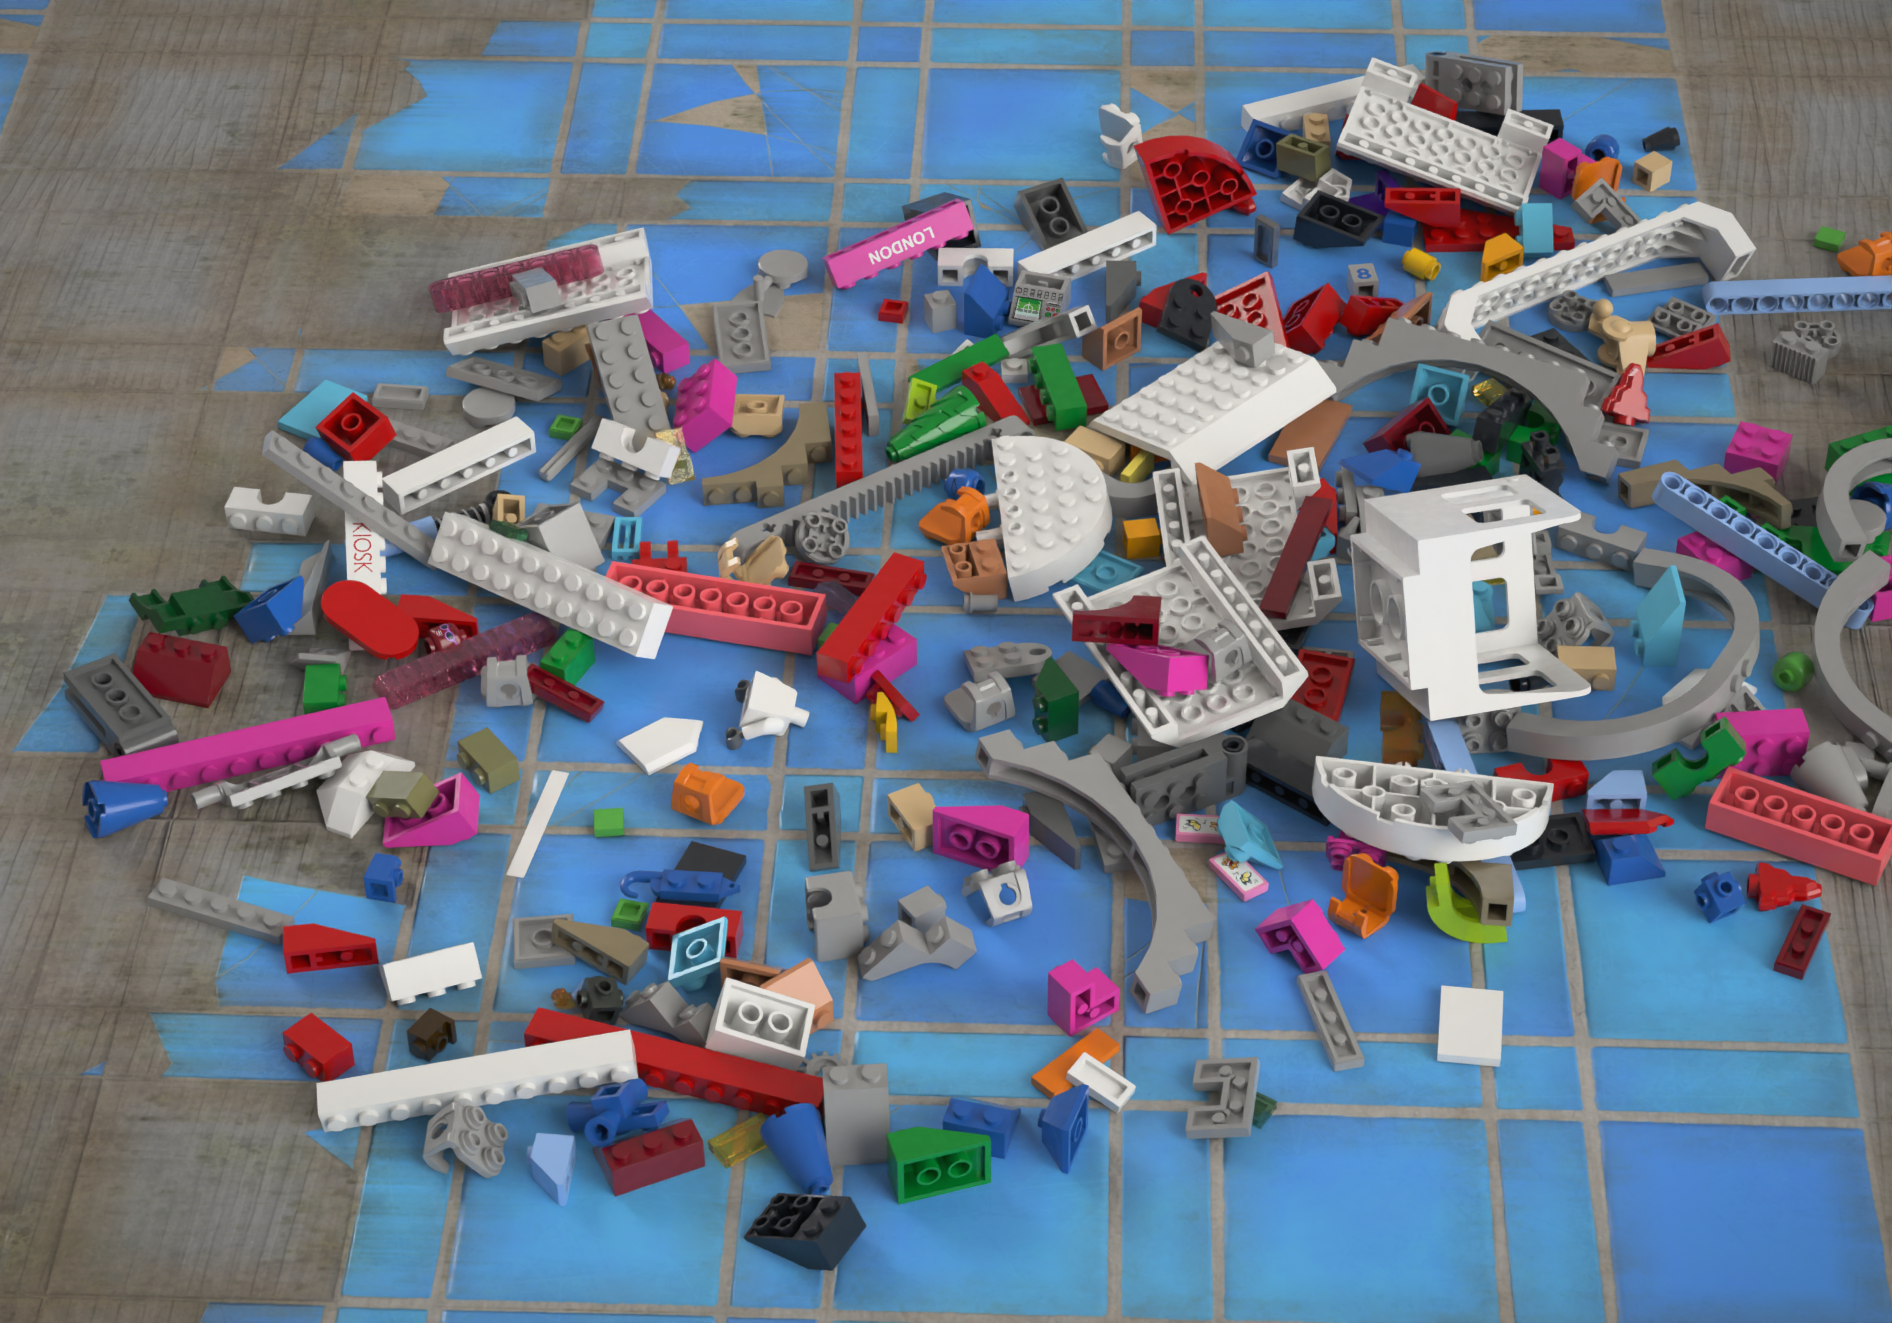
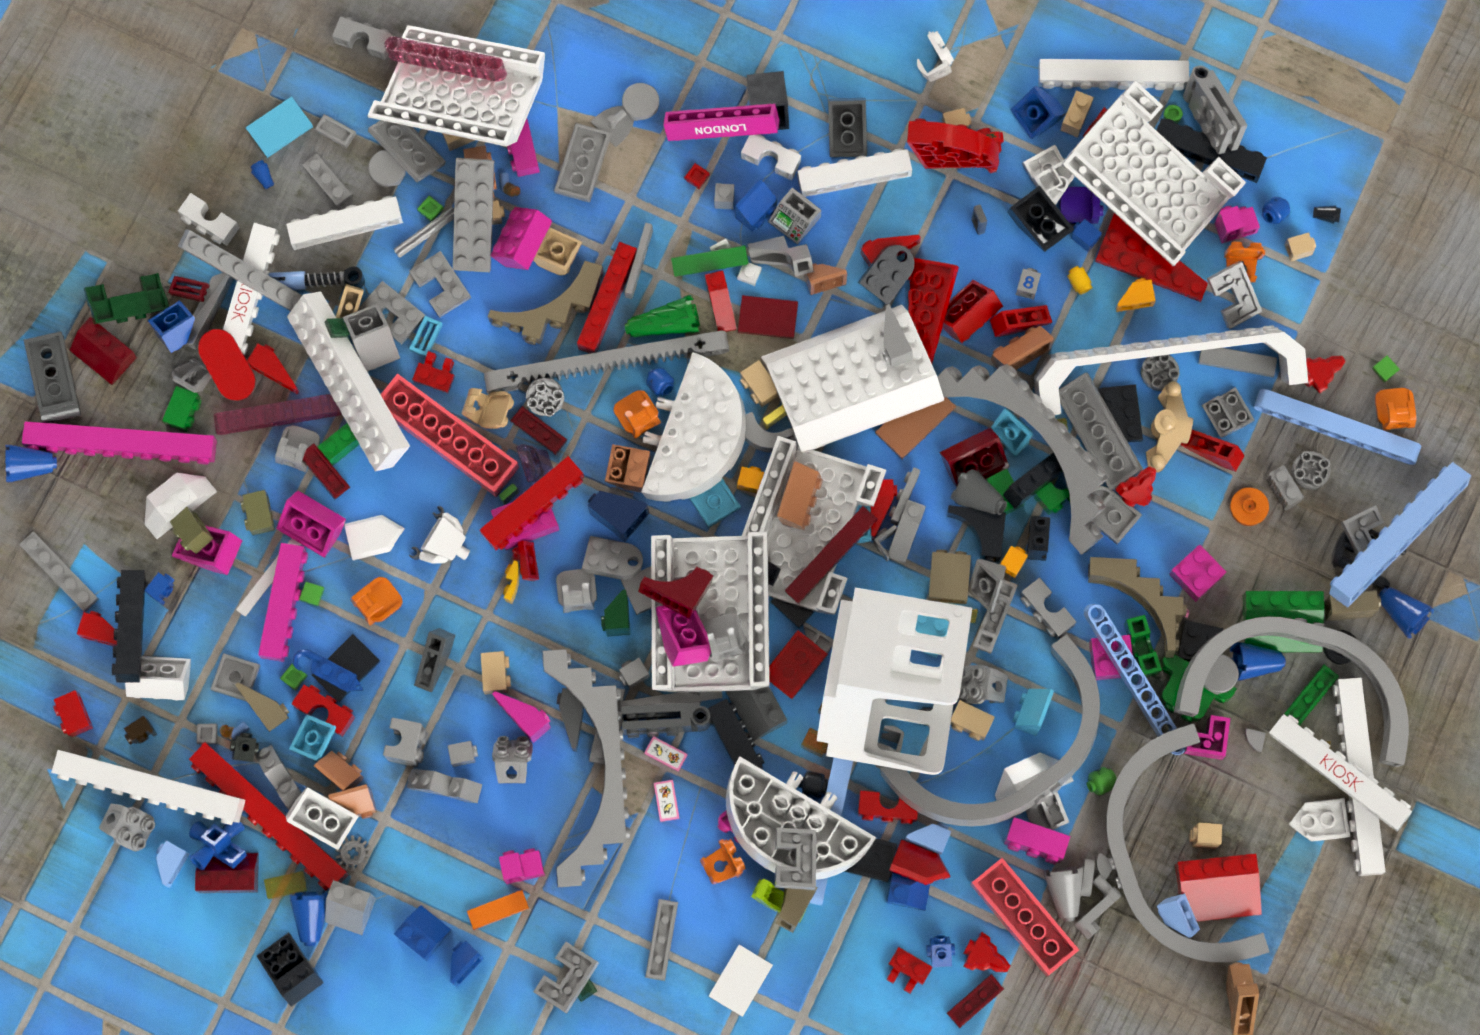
camera: 25 degrees right, 35 degrees up
(260, 582) = (202, 292): none -> dark red tile
(271, 783) = (125, 479): light grey plate -> none
(356, 429) = (287, 167): red brick -> none
(363, 913) = (130, 626): none -> black brick
(376, 304) = (349, 31): none -> light grey arch
(443, 637) = (271, 394): dark red head -> none
(526, 1009) = (207, 733): none -> light grey tile
(535, 290) = (442, 96): light grey brick -> none
(568, 750) = (310, 523): none -> dark pink slope
(573, 839) = (282, 602): none -> dark pink brick
(615, 441) = (446, 257): white arch -> none
(683, 467) = (484, 274): clear yellow slope -> none
(919, 398) = (668, 288): lime plate -> none
(936, 1162) = (368, 957): green slope -> none
(987, 607) = (618, 513): none -> dark blue slope
(1057, 387) = (764, 313): green brick -> none
(1103, 1082) = (503, 933): white tile -> none
(1120, 286) = (859, 219): dark grey slope -> none
(1247, 837) = (683, 780): medium azure slope -> none
(1303, 157) = (1050, 141): olive brick -> none
(1304, 932) = (672, 875): dark pink brick -> none
(1385, 469) = (930, 494): blue slope -> none
(1428, 205) = (1105, 233): red slope -> none
(1434, 102) = (1171, 124): red slope -> none
(1535, 229) = (1173, 286): medium azure brick -> none
(1681, 775) = (998, 848): green arch -> none
(1688, 934) = (909, 966): none -> red plate
(1763, 261) = (1322, 371): none -> red rock
(1769, 391) = (1249, 515): none -> orange piece

